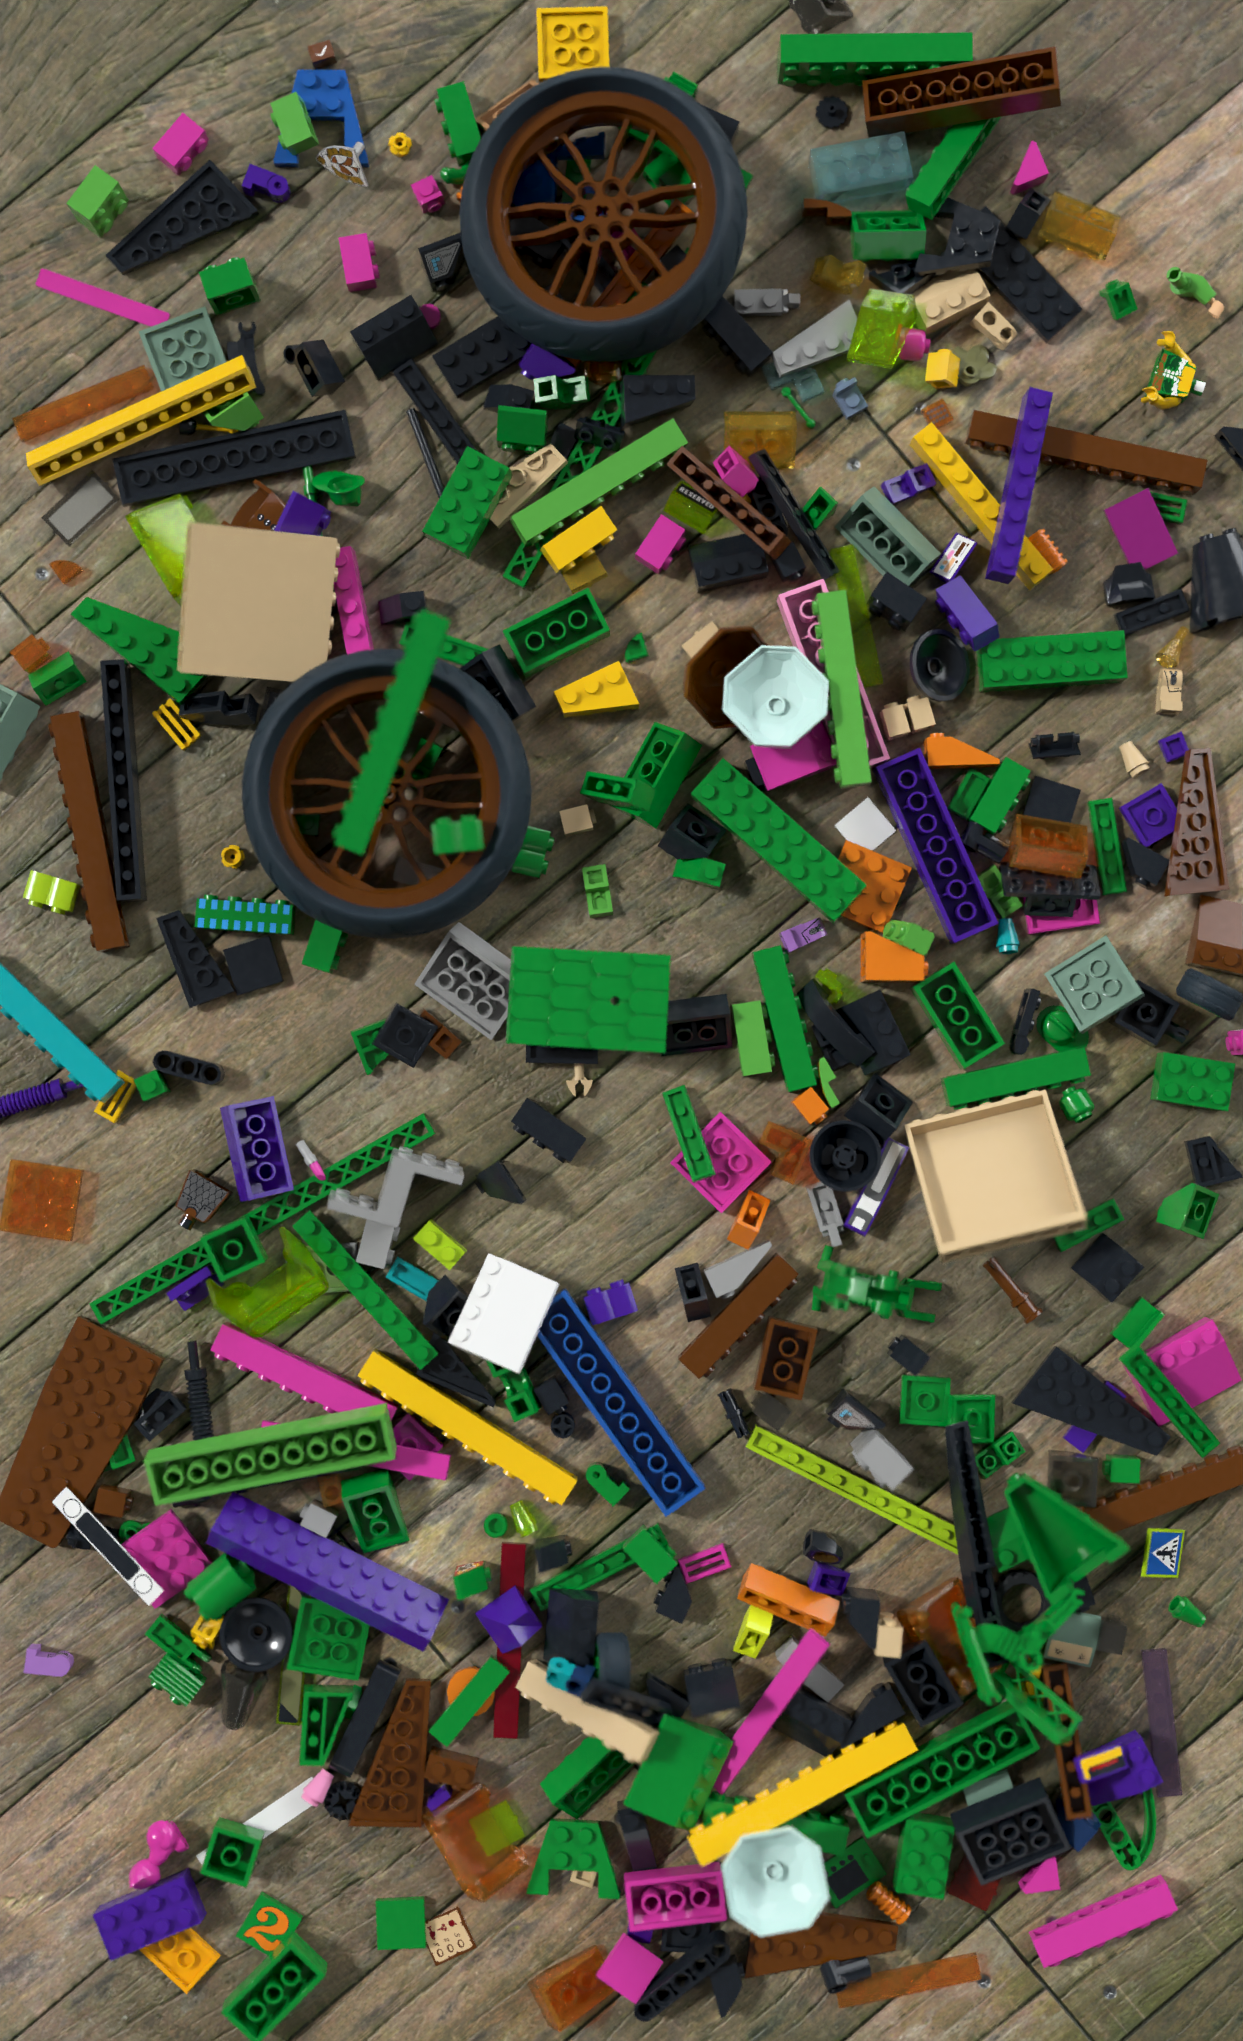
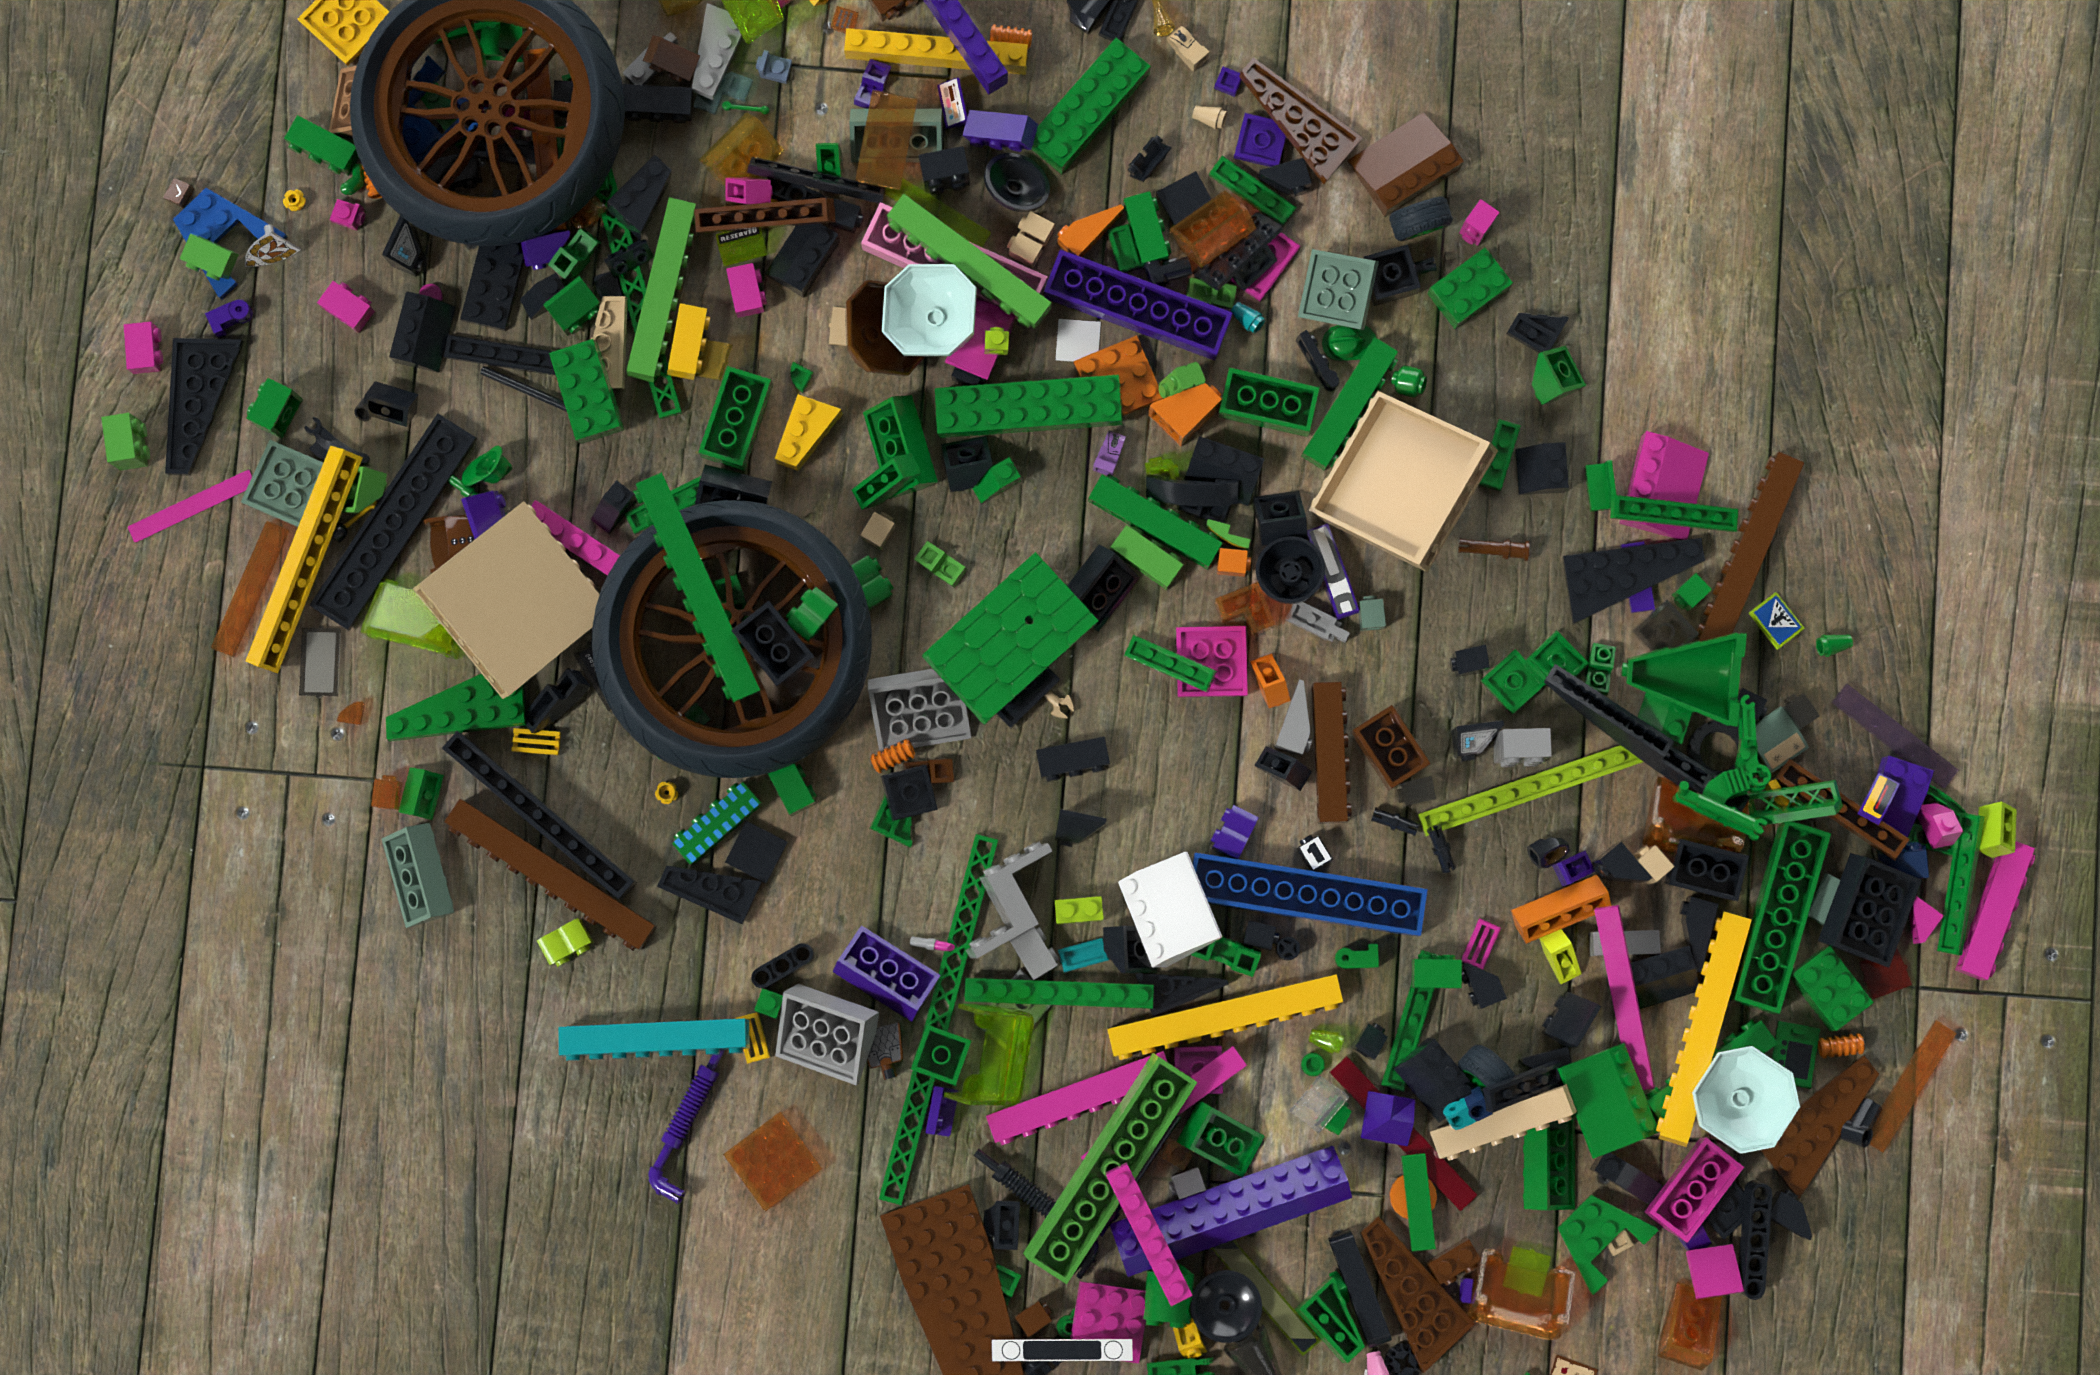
camera: 40 degrees left, 5 degrees down
(169, 1148) = (825, 1033): none -> light grey slope
(246, 1533) = (1148, 1234): none -> dark pink brick
(327, 1641) = (1279, 1260): green plate -> none
(405, 830) = (773, 644): none -> black slope
(420, 996) = (891, 756): none -> orange piece
(467, 1561) = (1319, 1104): none -> clear tile
(652, 1376) = (1313, 852): none -> brick
(746, 1467) = (1441, 848): none -> black pin
(780, 315) = (670, 58): none -> reddish brown brick
(802, 769) = (996, 341): none -> lime brick
(872, 1246) = (1371, 614): none -> sand green brick
(875, 535) = (886, 139): none -> clear orange tile
(878, 1292) = (1408, 636): green piece -> none
(1097, 1878) = (1960, 884): none -> green tile
(1126, 1821) = (1939, 824): none -> dark pink slope
(1164, 1868) = (1998, 829): none -> lime brick

